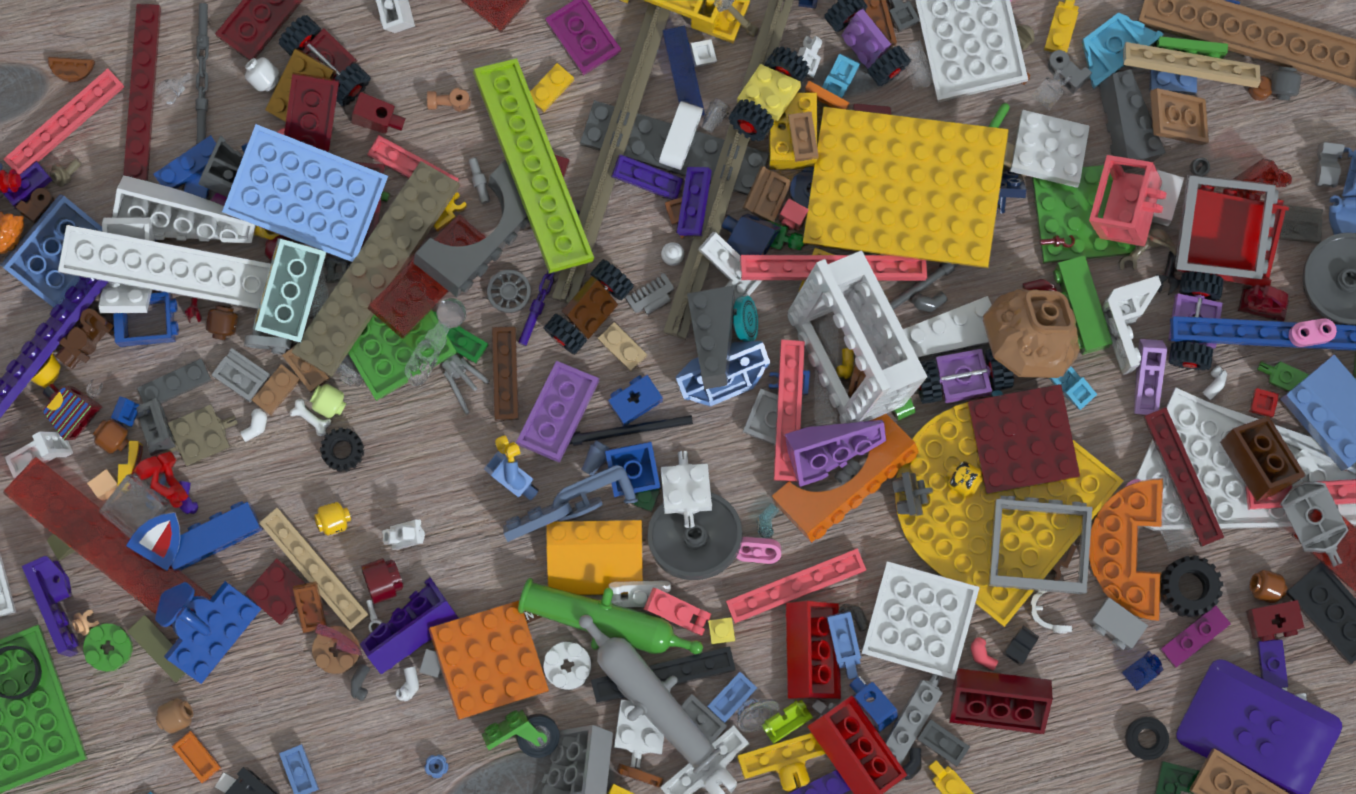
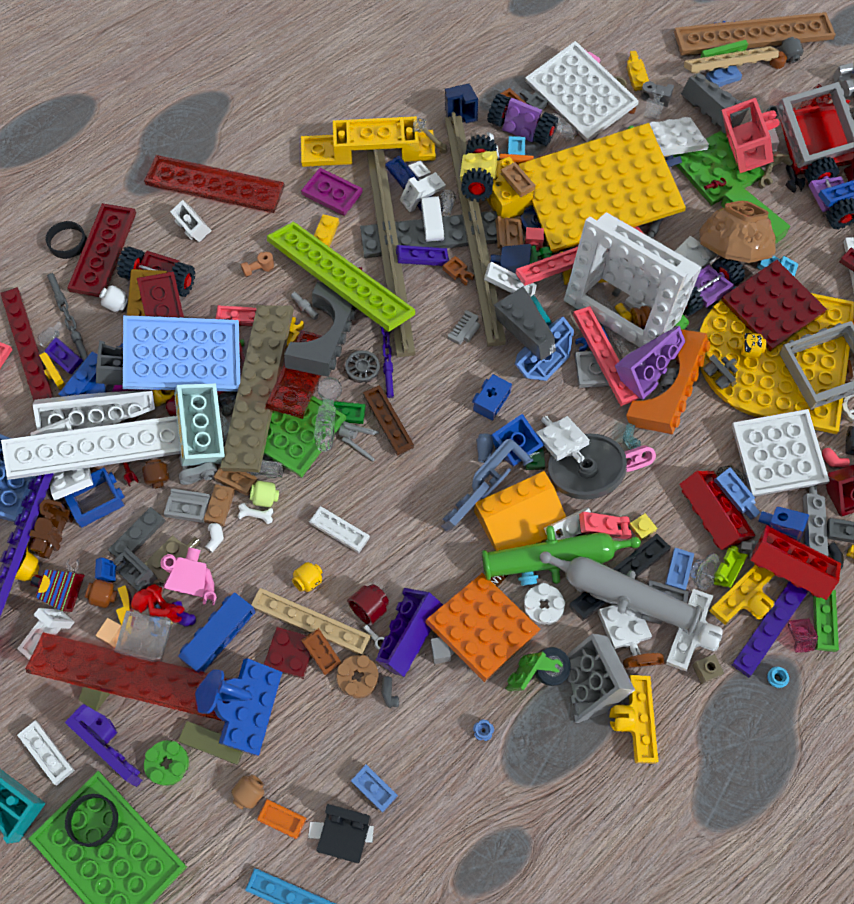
camera: 25 degrees left, 15 degrees down
(81, 624) = (136, 753): light nougat plate -> none
(157, 139) = (51, 371): none -> yellow plate
(157, 539) = (173, 651): blue shield -> none
(177, 123) = (63, 355): none -> dark purple plate
(207, 462) = (189, 575): none -> bright pink torso
(343, 644) = (365, 664): clear pink slope -> none
(344, 463) = (296, 534): black tyre -> none
(367, 112) = (209, 290): dark red torso -> none
(391, 479) = (339, 529): none -> white plate
(404, 535) = (370, 562): white hips -> none
(410, 687) = (431, 676): white arm -> none
(506, 469) = (427, 479): medium blue torso -> none
(557, 411) = (440, 427): medium lavender plate -> none
(564, 631) = (528, 578): none -> medium azure plate
(578, 437) = (464, 441): black bar -> none
(589, 307) = (426, 349): plate -> none
(622, 347) = (463, 368): tan plate -> none
(672, 254) = (465, 296): white plate -> none
(691, 86) = (419, 189): none -> white bracket
(694, 201) = (464, 254): dark purple plate -> none
(795, 586) = (677, 471): coral plate -> none
(1105, 45) = (673, 72): medium azure wing -> none
(1123, 309) = (783, 203): white bracket -> none
(1149, 376) = (824, 237): lavender slope -> none
(1179, 116) = (743, 86): medium nougat plate -> none

